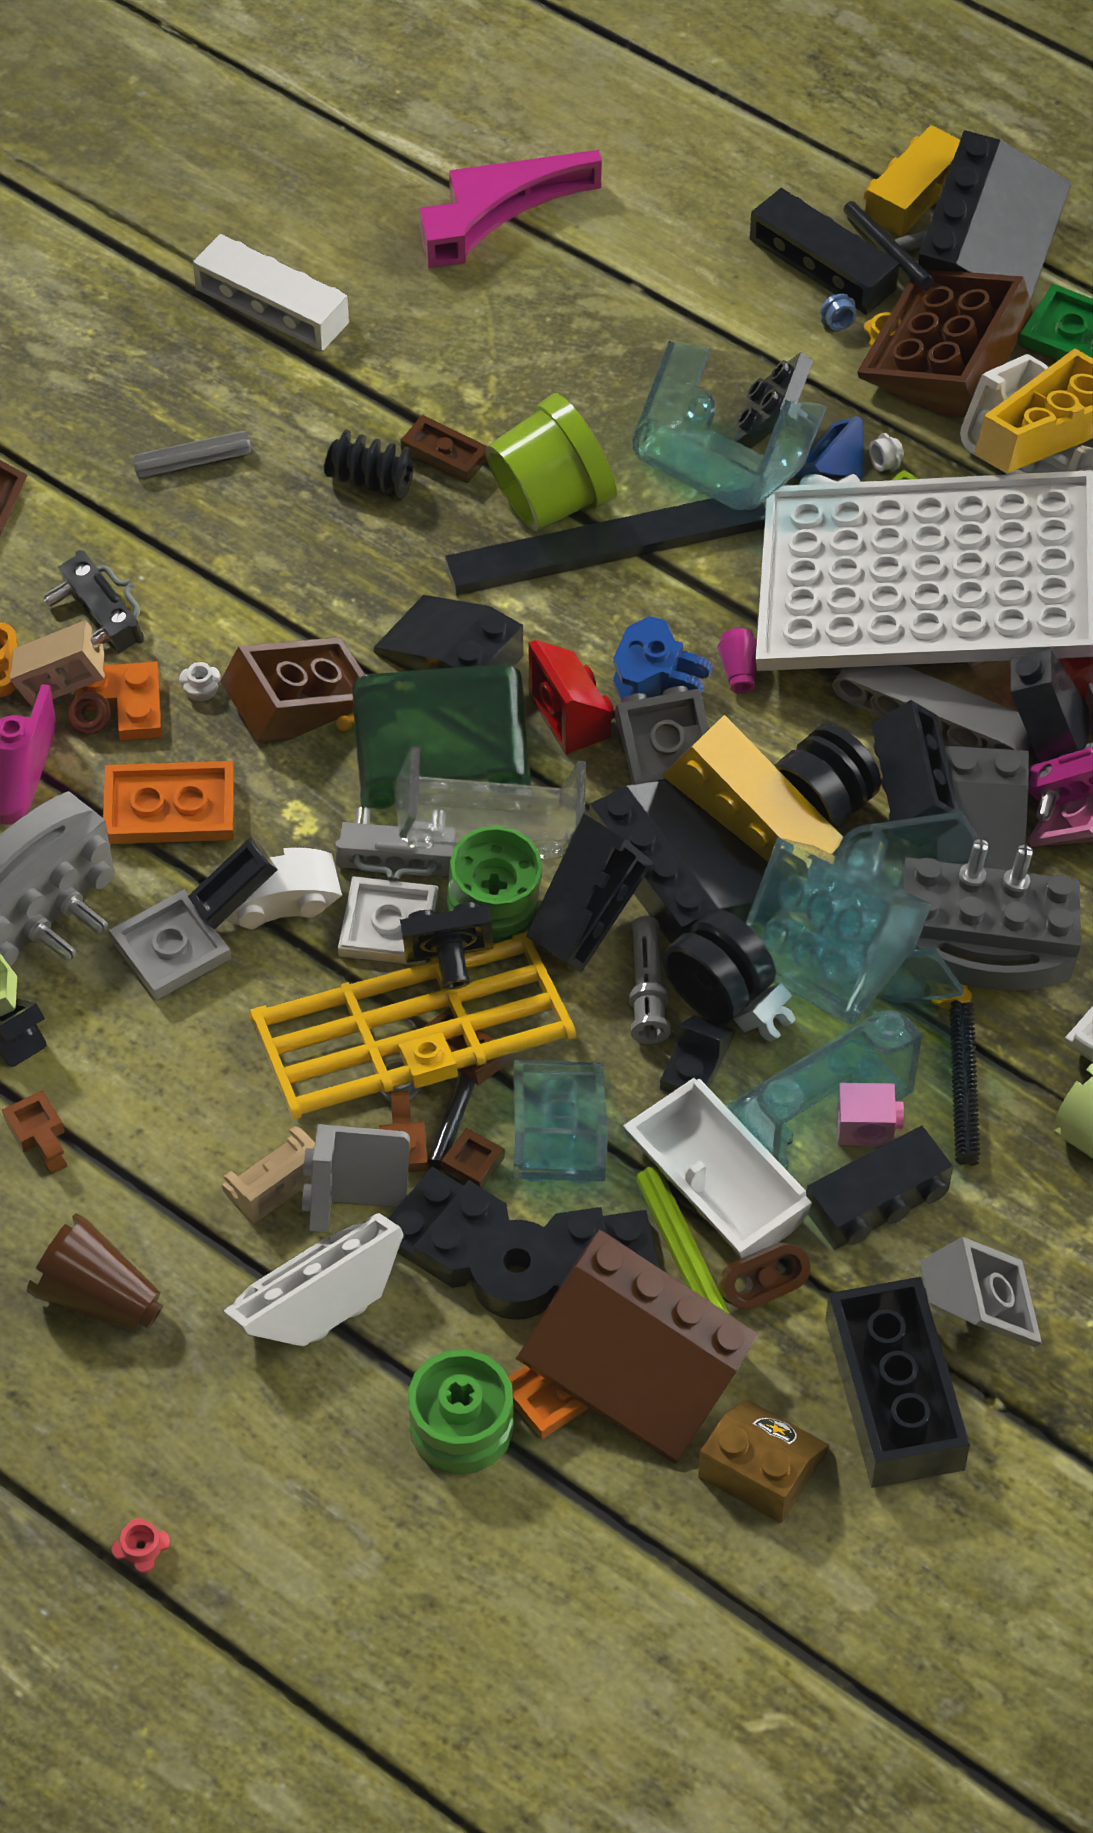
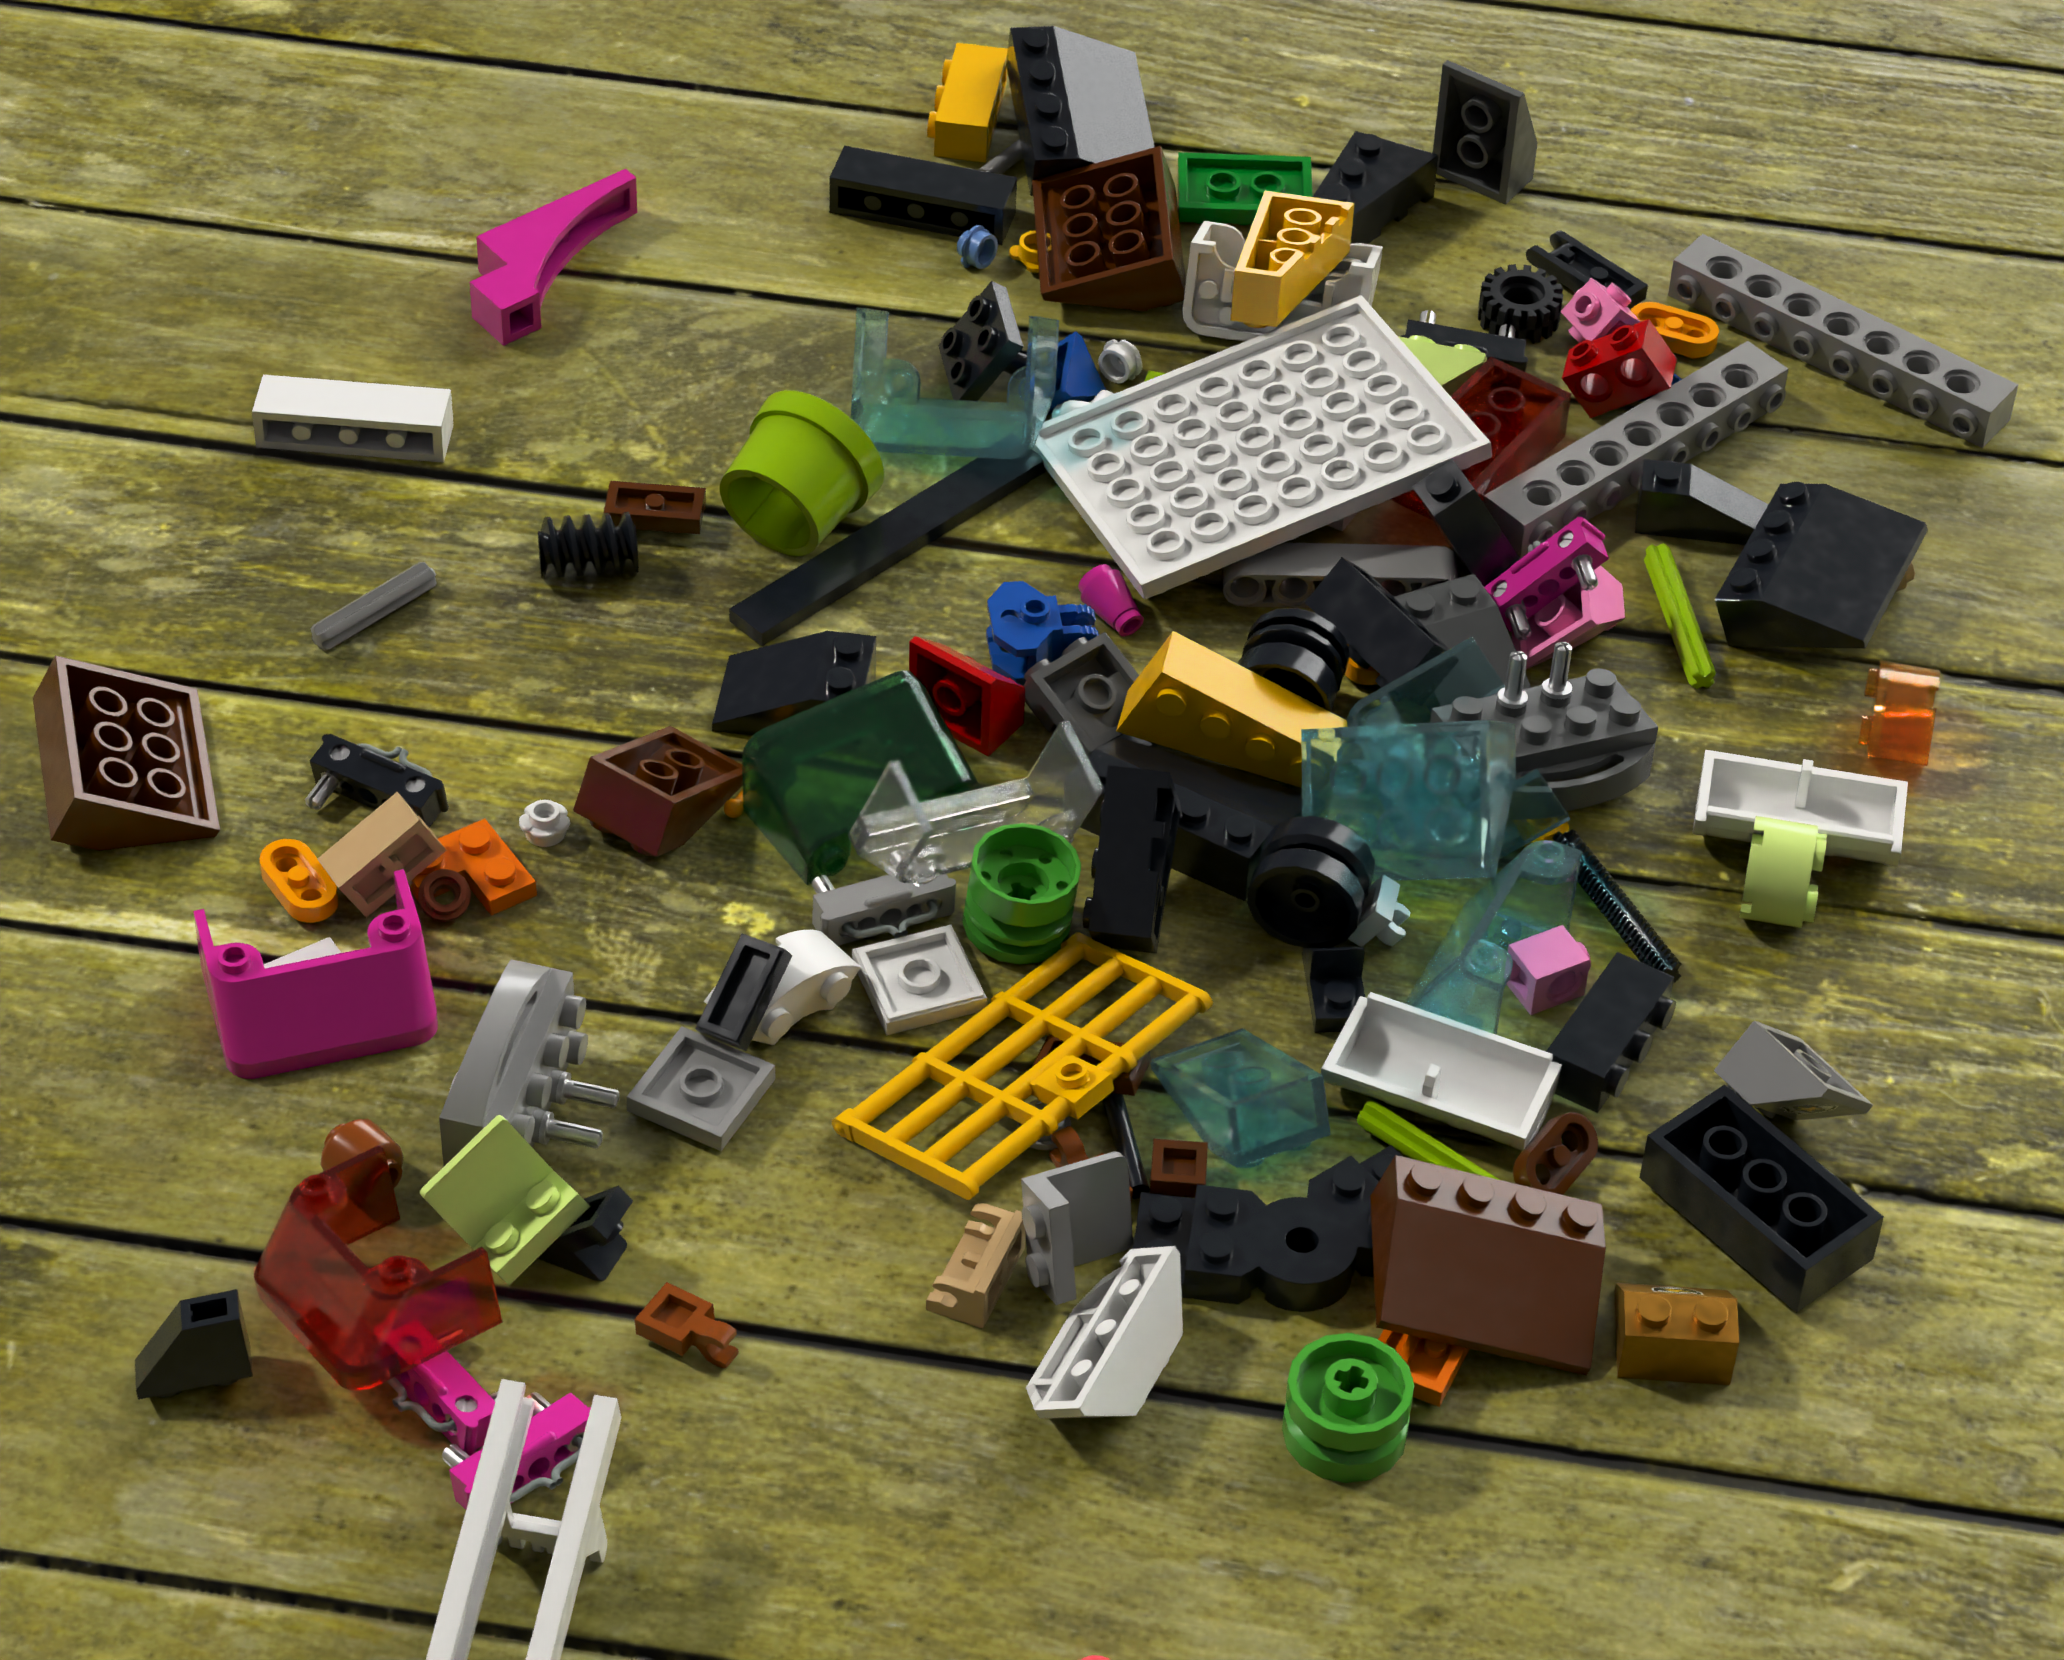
camera: 30 degrees left, 10 degrees down
(95, 1279) = (865, 1441): reddish brown cone -> none
(169, 802) = (607, 944): orange plate -> none
(448, 938) = (1019, 956): black plate -> none
(648, 995) = (1247, 945): light grey pin -> none
(888, 245) = (1025, 178): black bar -> none

